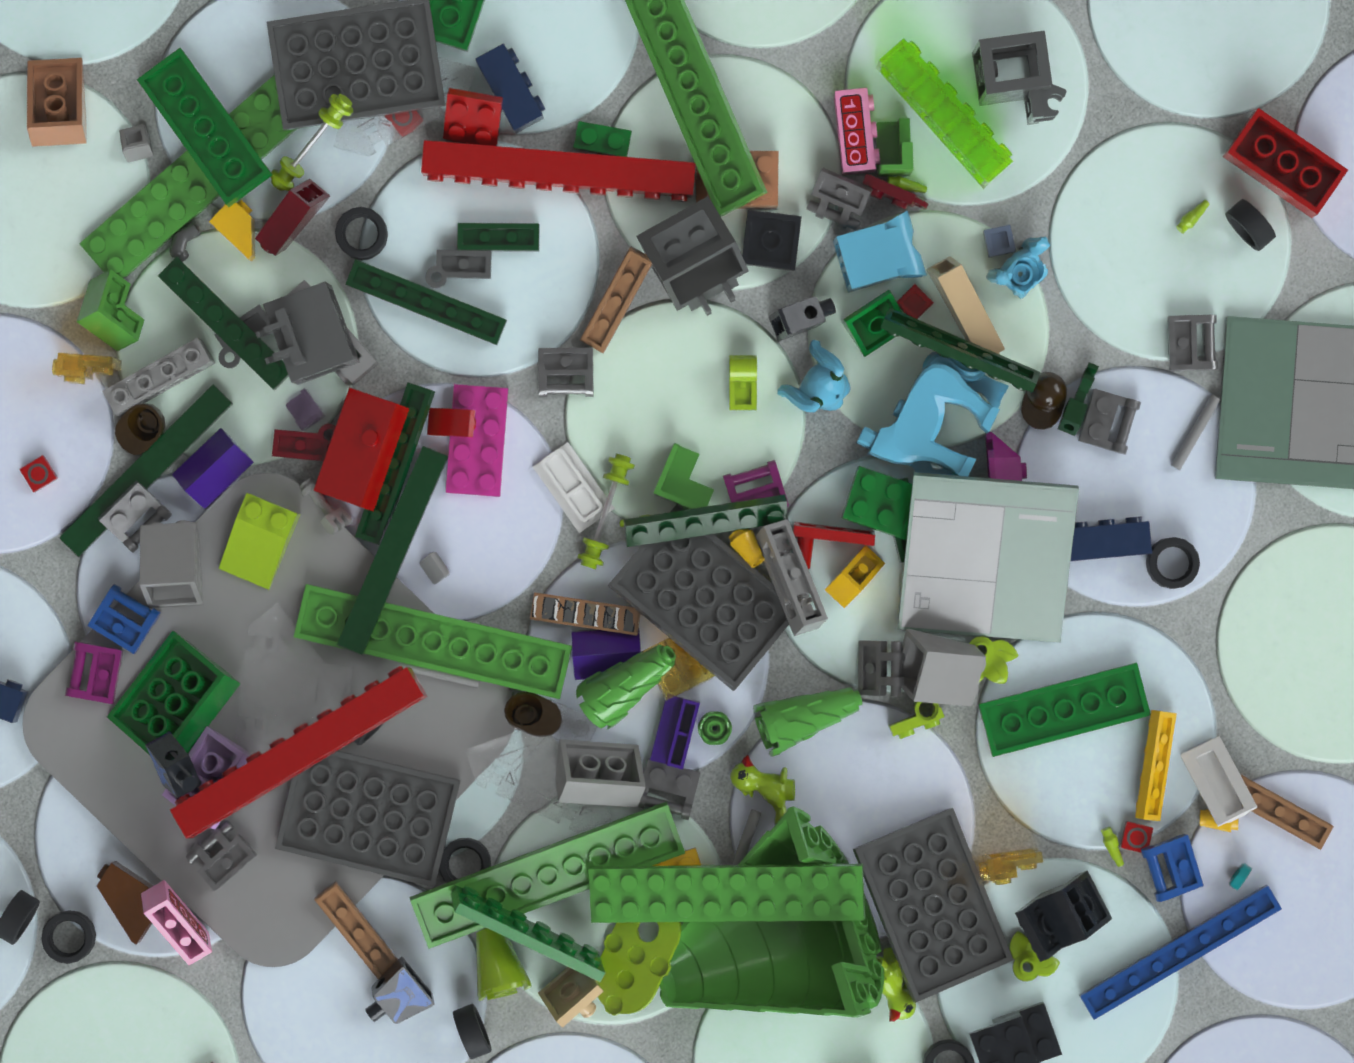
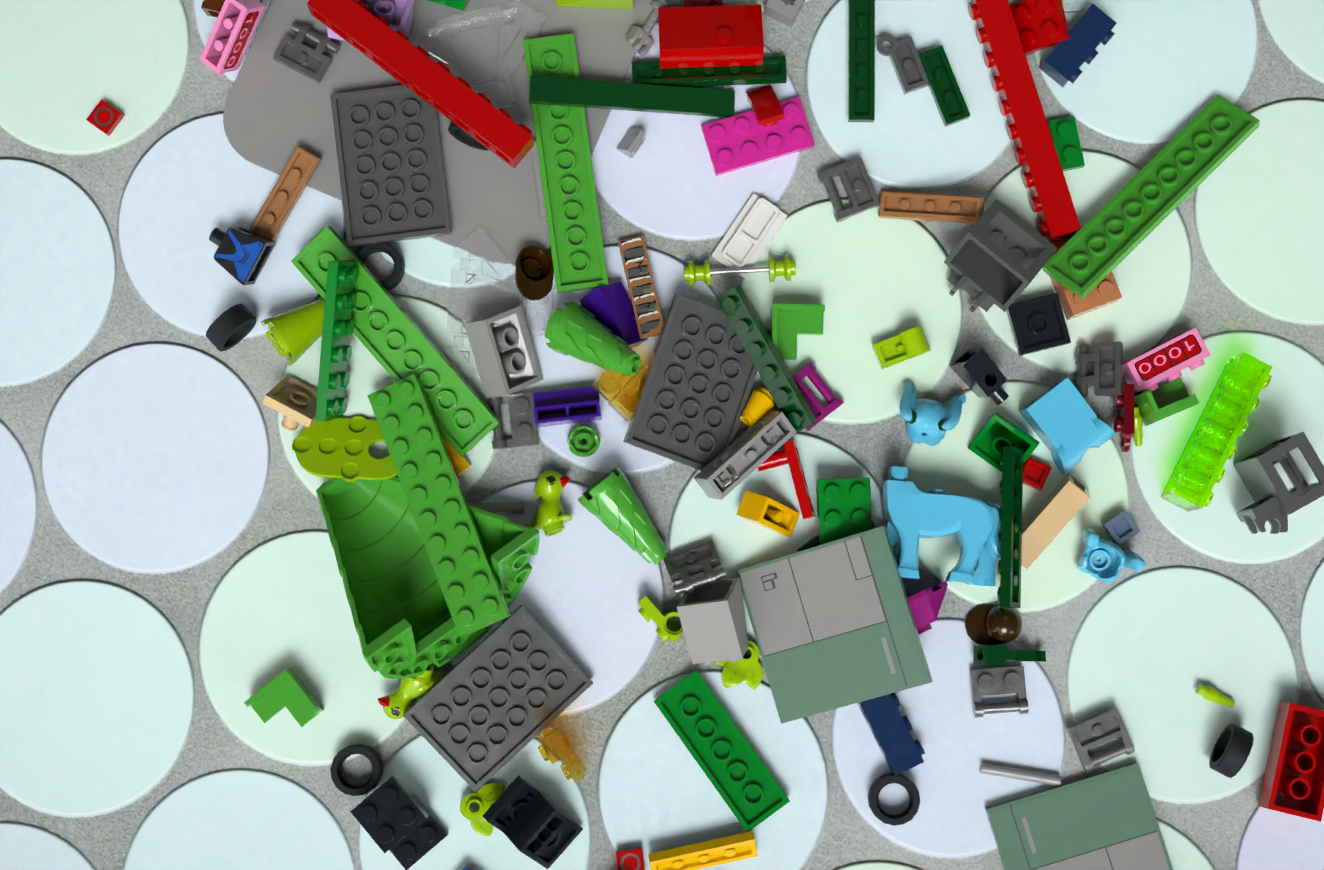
camera: 65 degrees right, 5 degrees down
(1111, 843) = (615, 842): lime piece -> none

